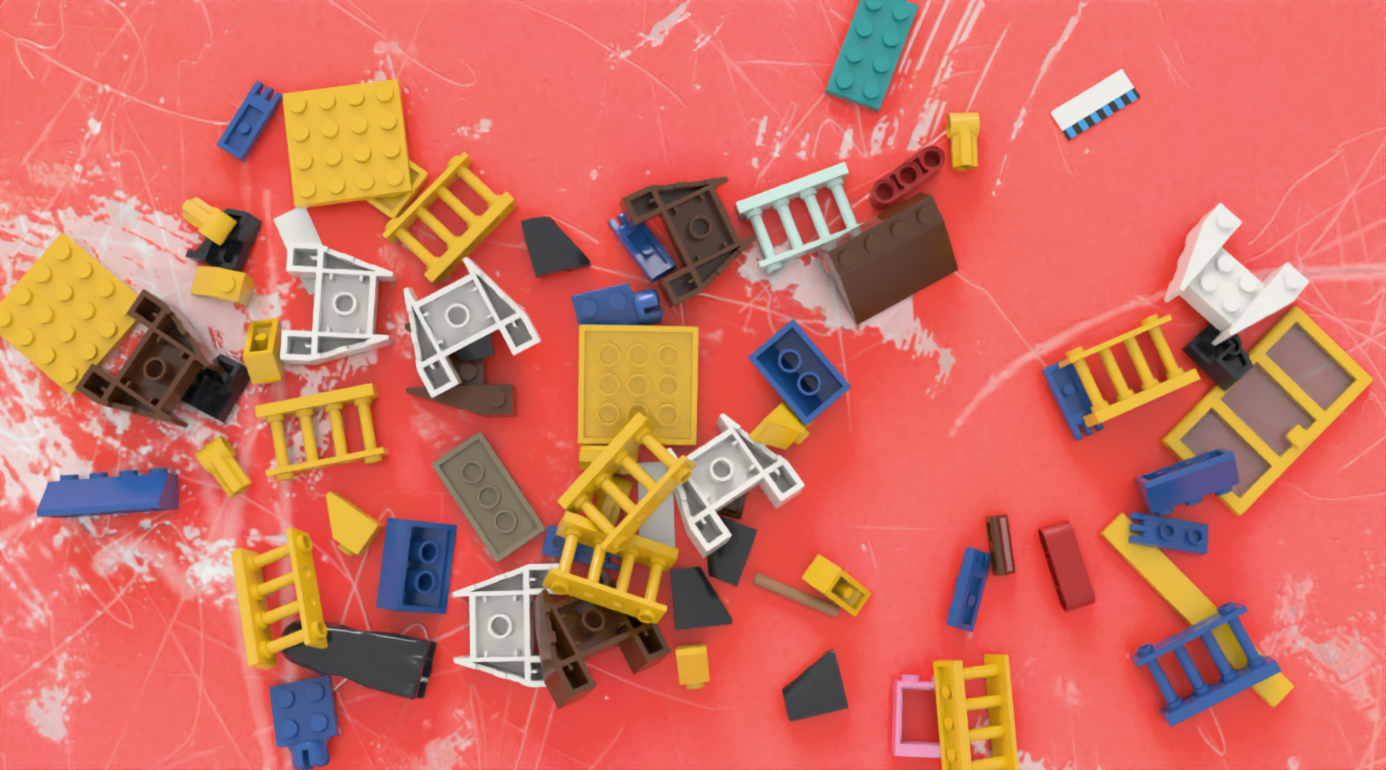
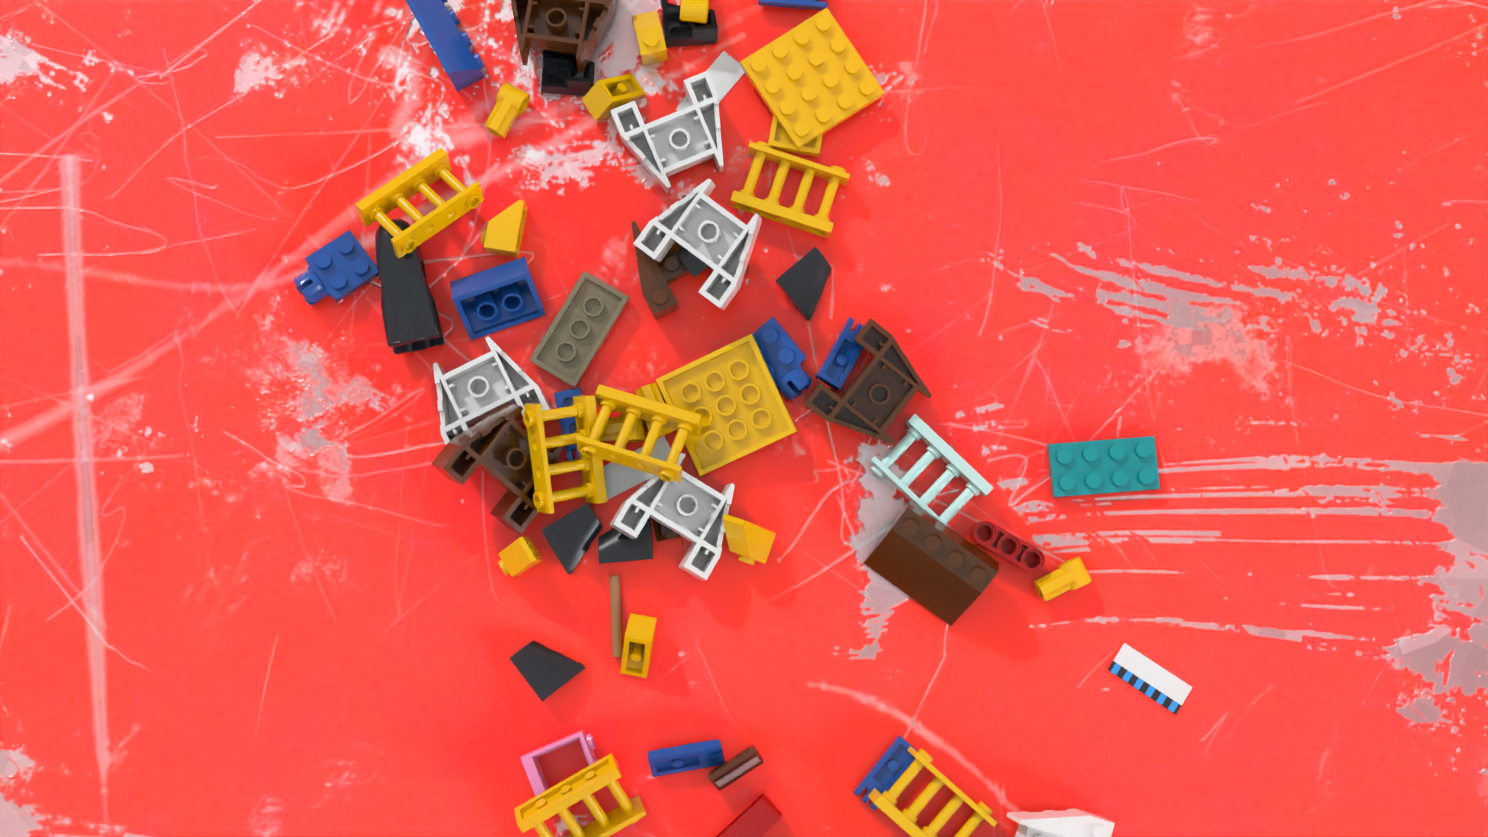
camera: 60 degrees right, 0 degrees up
(304, 409) = (580, 149): yellow fence -> none
(799, 372) = (798, 532): blue slope -> none

